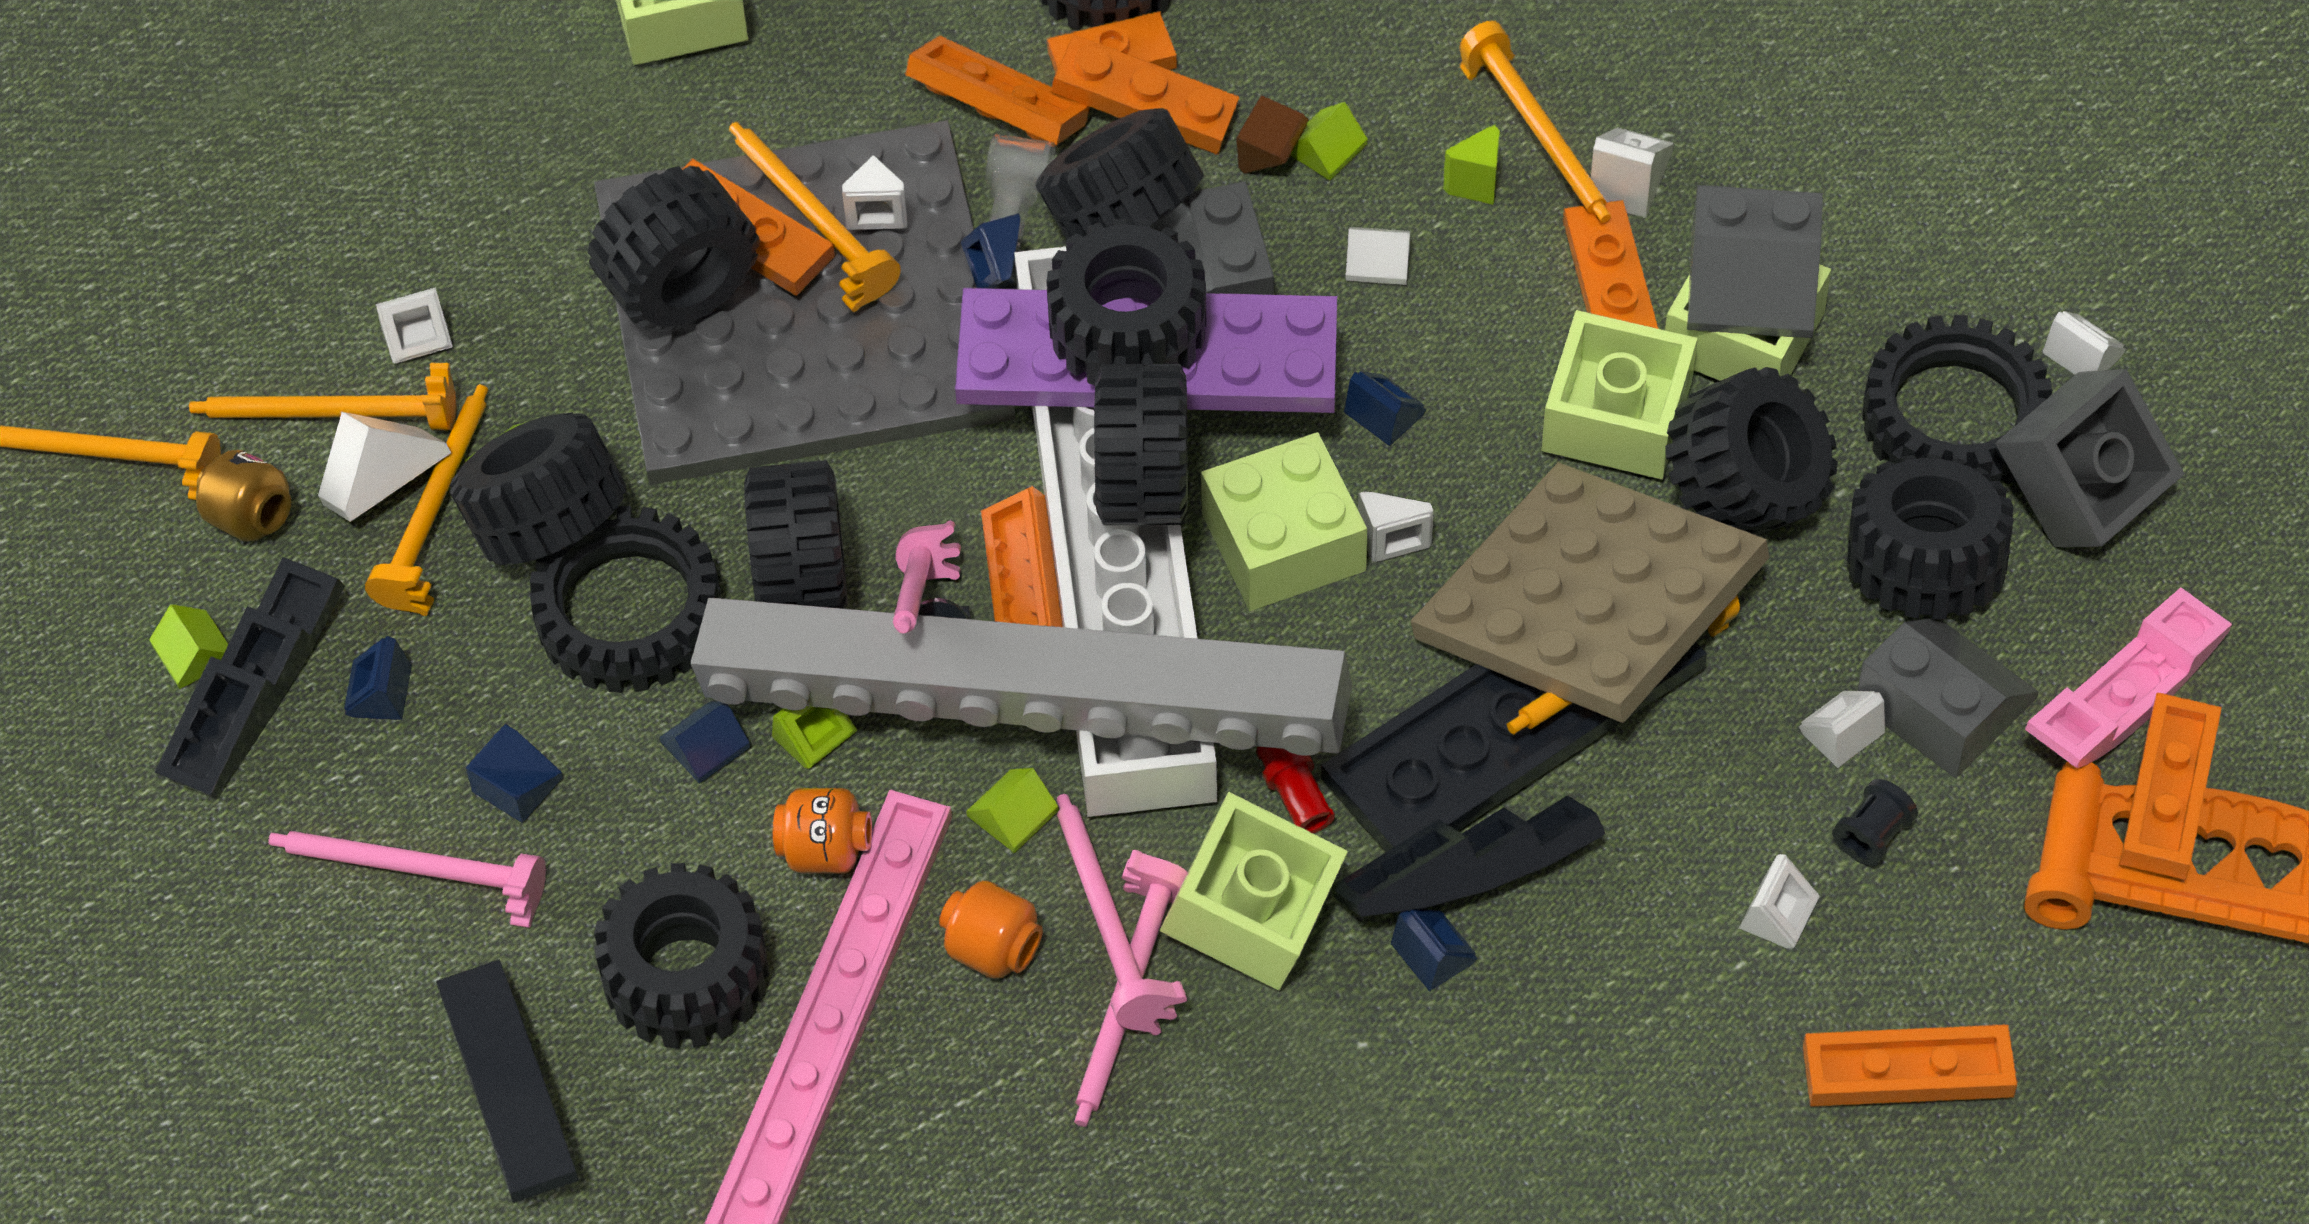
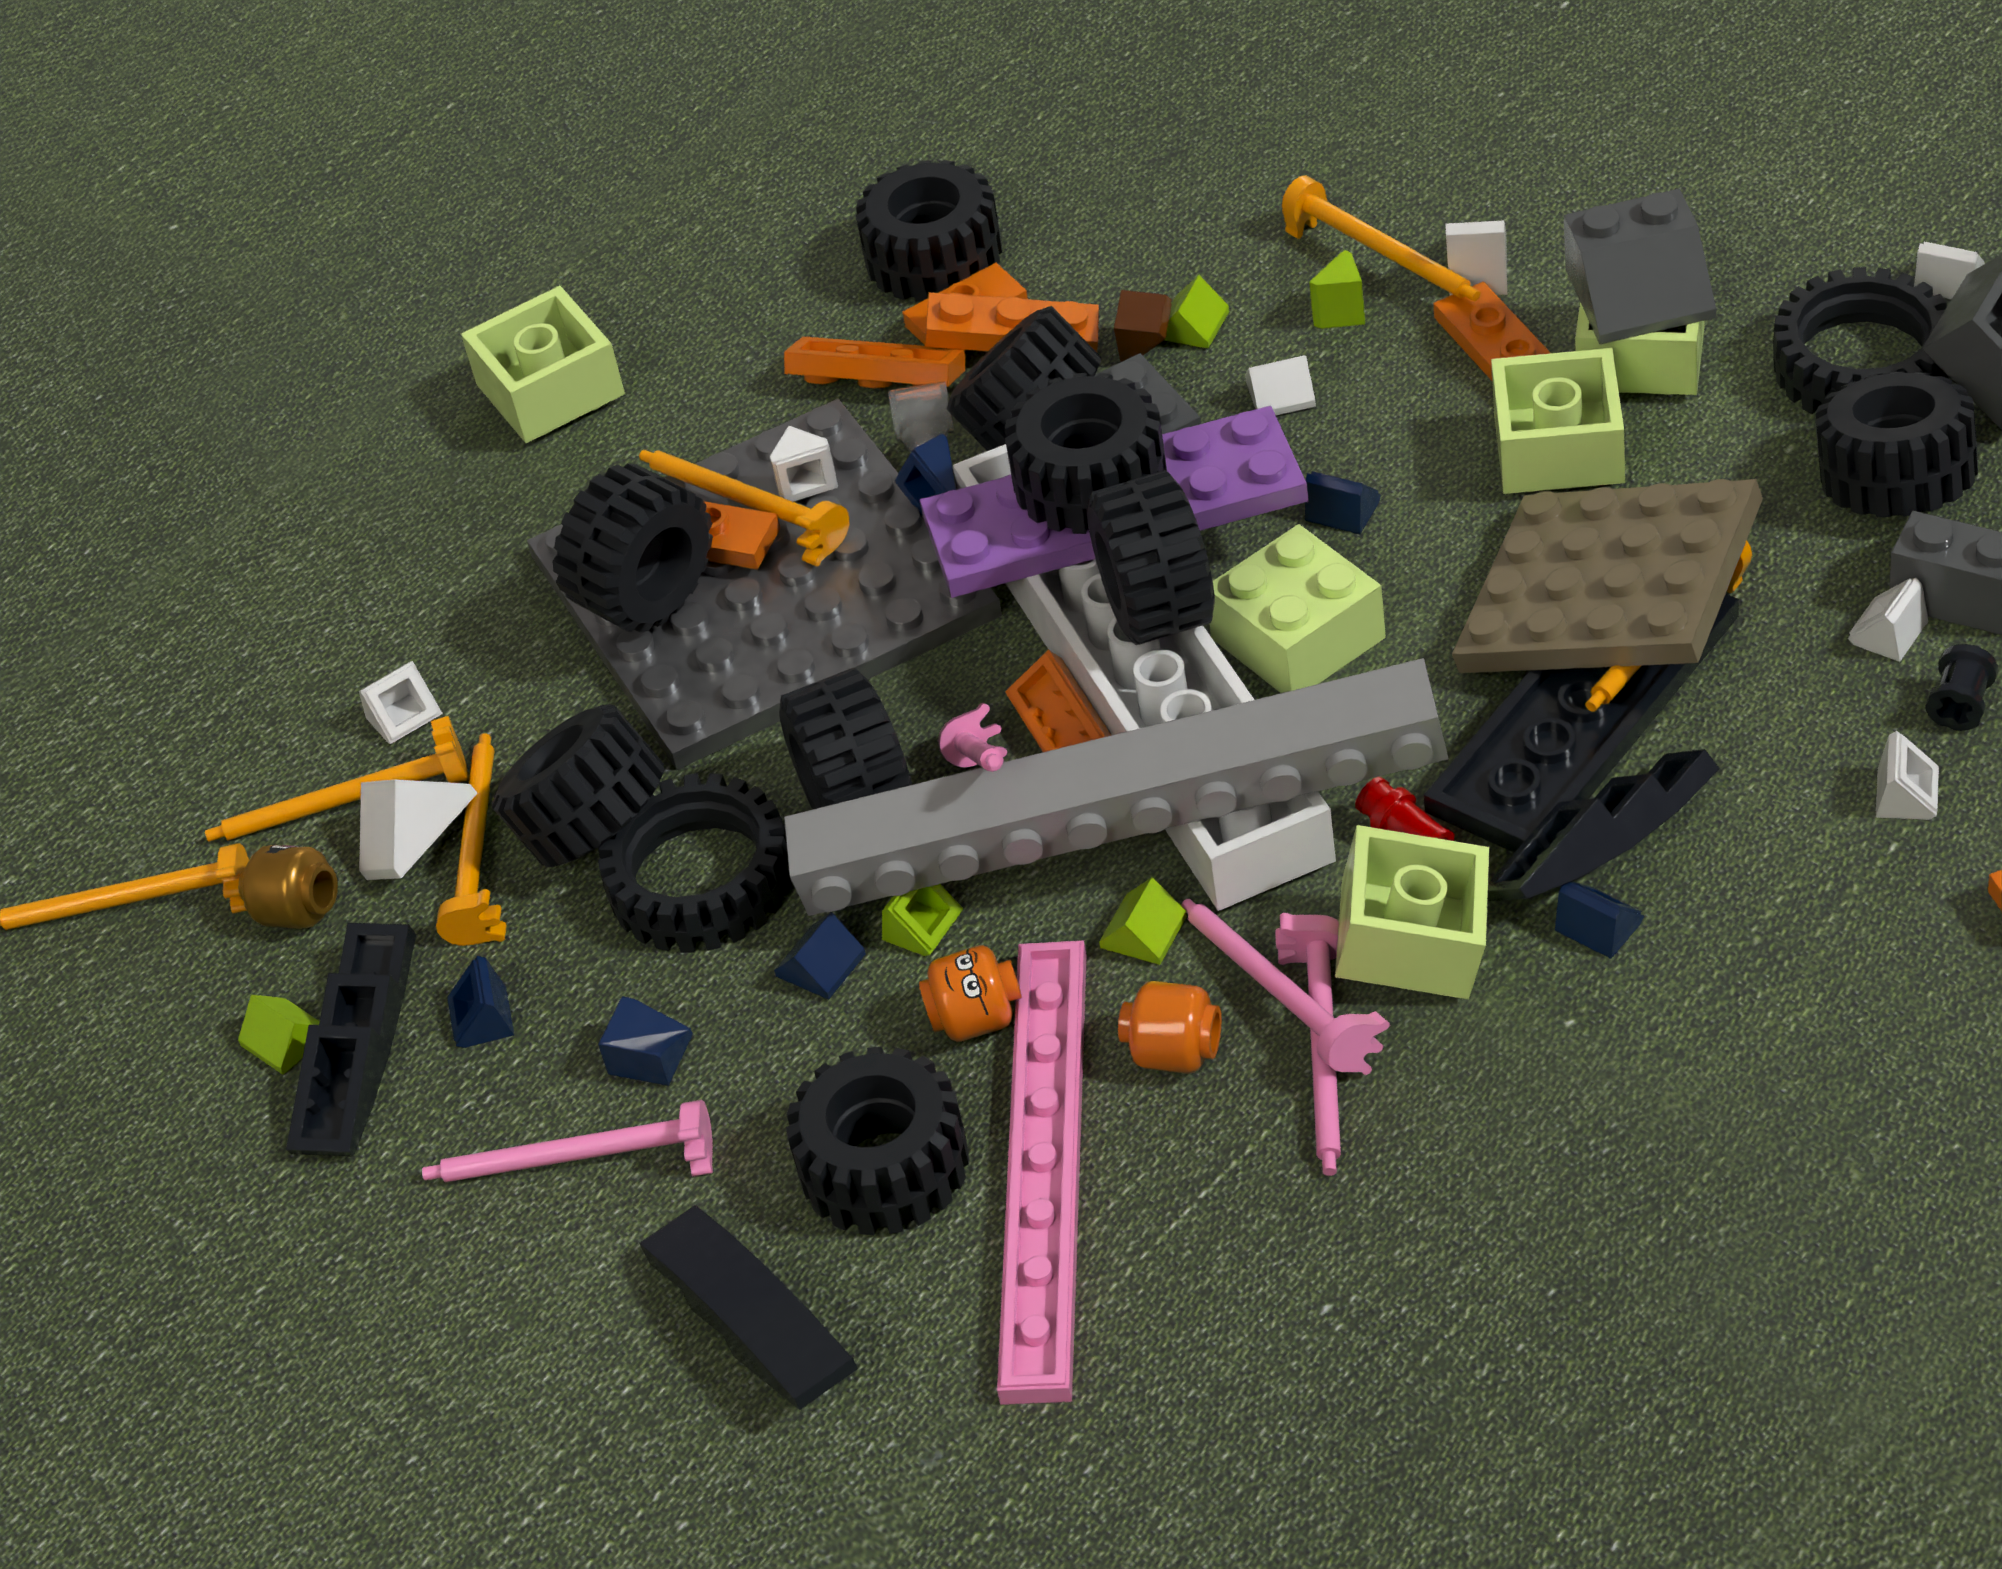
camera: 10 degrees left, 10 degrees down
(1395, 525) = (1406, 583): white slope -> none
(1756, 416) = (1704, 417): black tyre -> none

